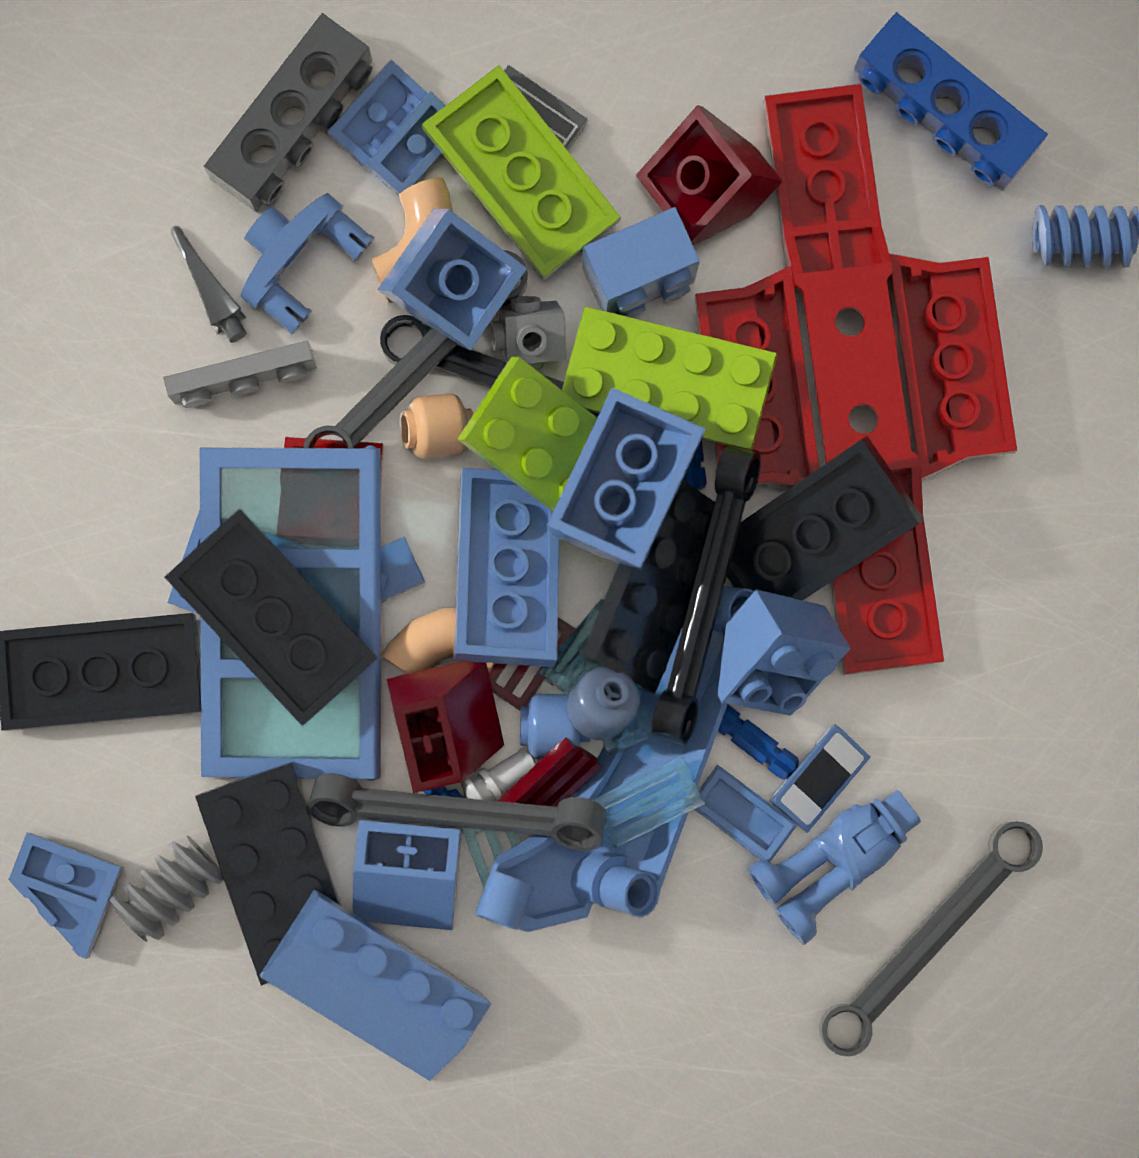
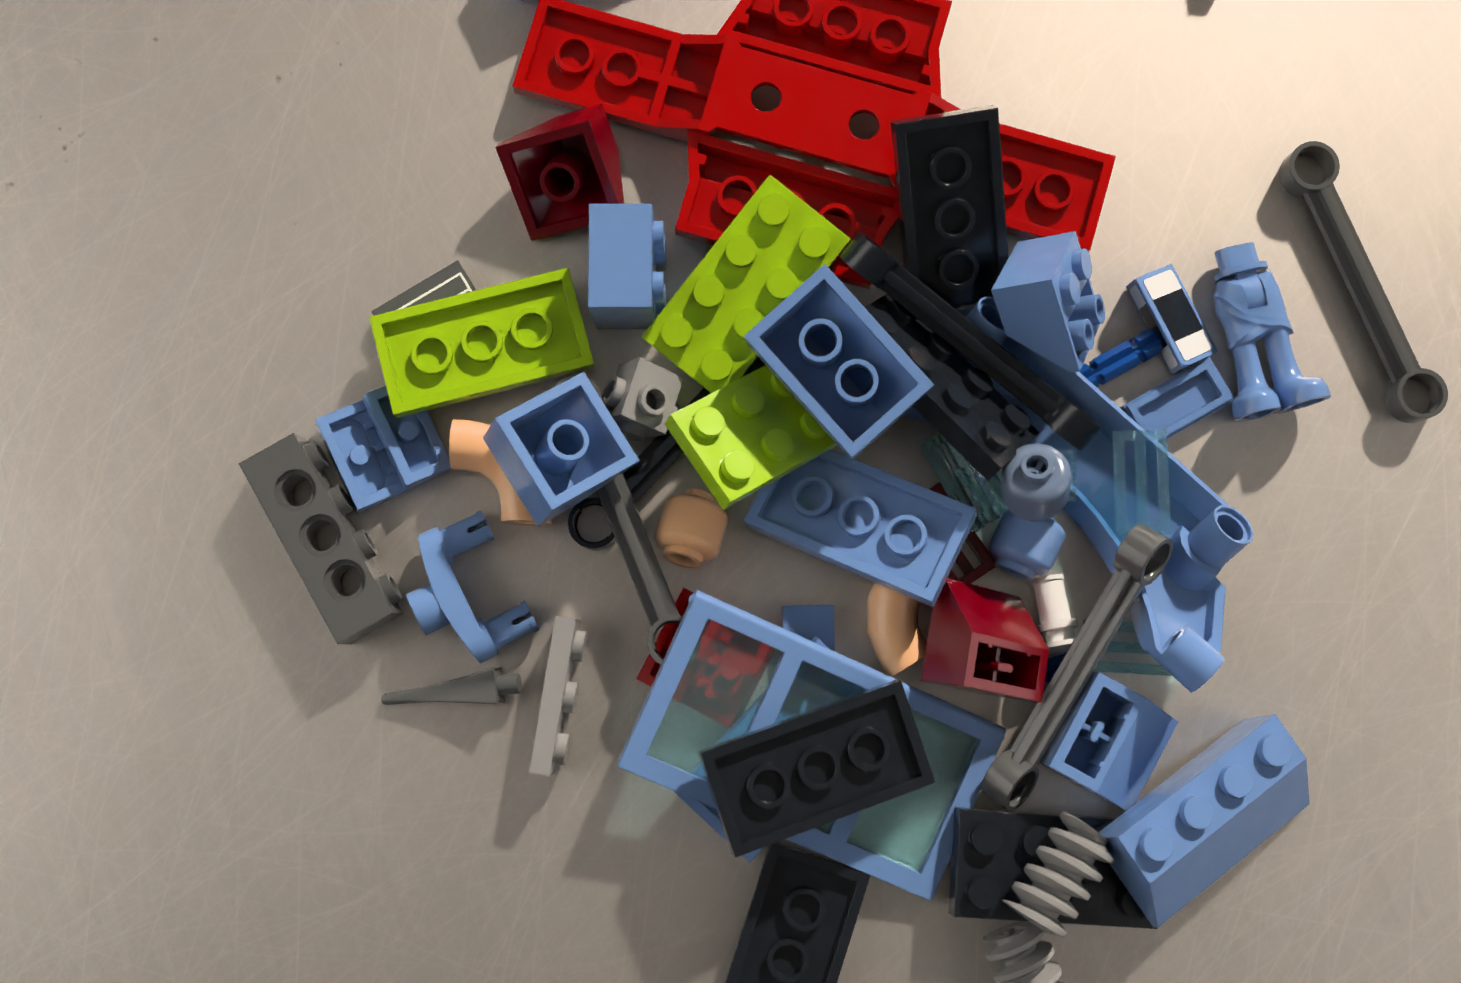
camera: 65 degrees left, 0 degrees up
(266, 868) = (1061, 875): none -> light grey piece
(554, 776) = (1079, 565): dark red tile -> none

